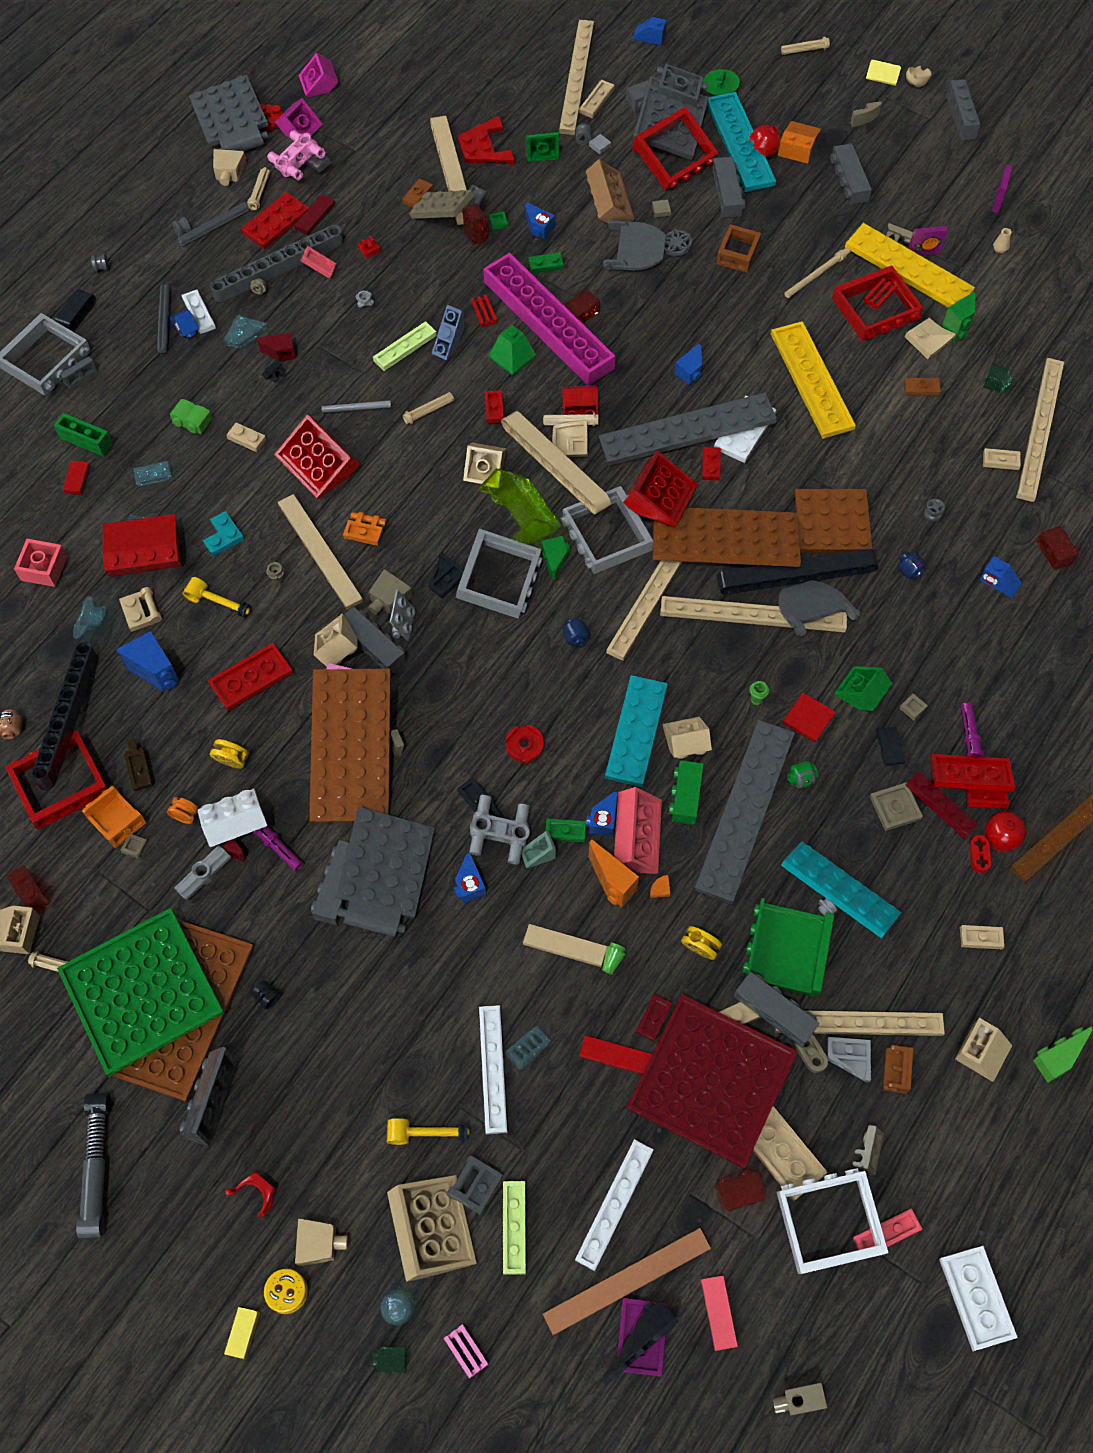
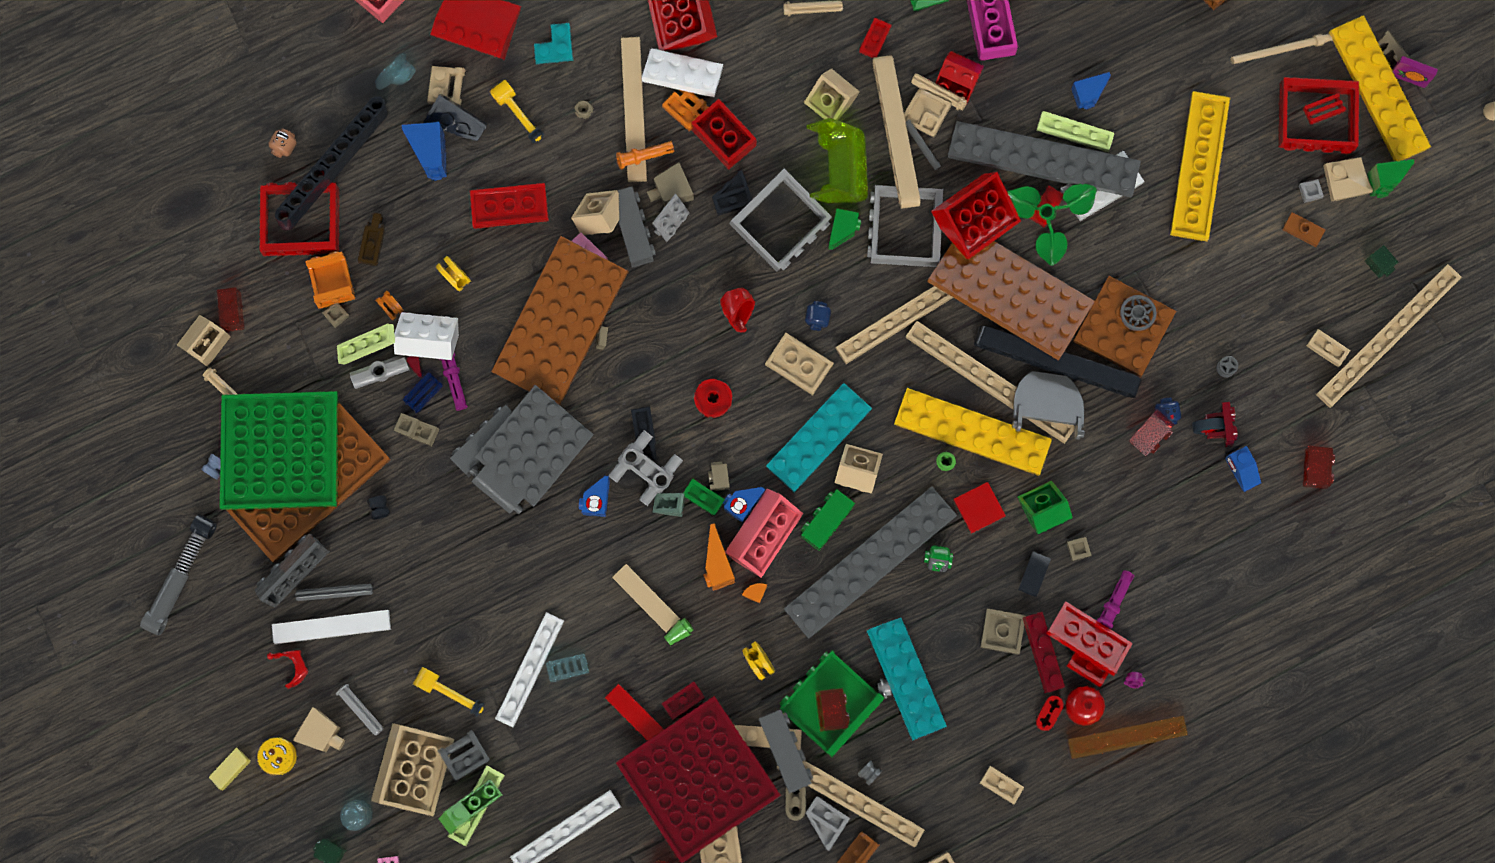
camera: 30 degrees right, 15 degrees up
(80, 1042) = (212, 467): none -> sand blue wheel
(165, 629) = (455, 119): none -> black wing
(177, 850) = (366, 344): none -> yellowish green plate
(258, 856) = (433, 380): none -> clear blue tile
(261, 1098) = (334, 592): none -> dark grey axle
(265, 908) = (416, 429): none -> dark tan slope
(275, 1133) = (331, 627): none -> white tile
(343, 582) = (636, 156): none -> orange pin
(346, 503) = (682, 72): none -> white plate
(347, 1197) = (360, 710): none -> light grey axle
(410, 531) = (723, 134): none -> red brick
(502, 657) = (737, 307): none -> red helmet
(509, 1230) = (469, 806): none -> bright green slope
(569, 805) = (719, 477): none -> dark tan brick
(582, 680) = (799, 363): none -> tan tile
(586, 467) = (922, 145): none -> dark grey bar
(697, 399) = (1075, 131): none -> yellowish green plate
(734, 442) = (1054, 245): none -> green plant
(763, 660) = (972, 431): none -> yellow plate
(793, 951) = (832, 710): none -> clear red brick
(838, 502) = (1138, 313): none -> dark grey wheel
(861, 989) = (869, 772): none -> dark grey wheel
(908, 358) = (1311, 190): none -> light grey tile
(912, 584) = (1151, 433): none -> clear red brick
(961, 552) = (1218, 425): none -> dark red plate
(1031, 787) = (1134, 680): none -> magenta plate

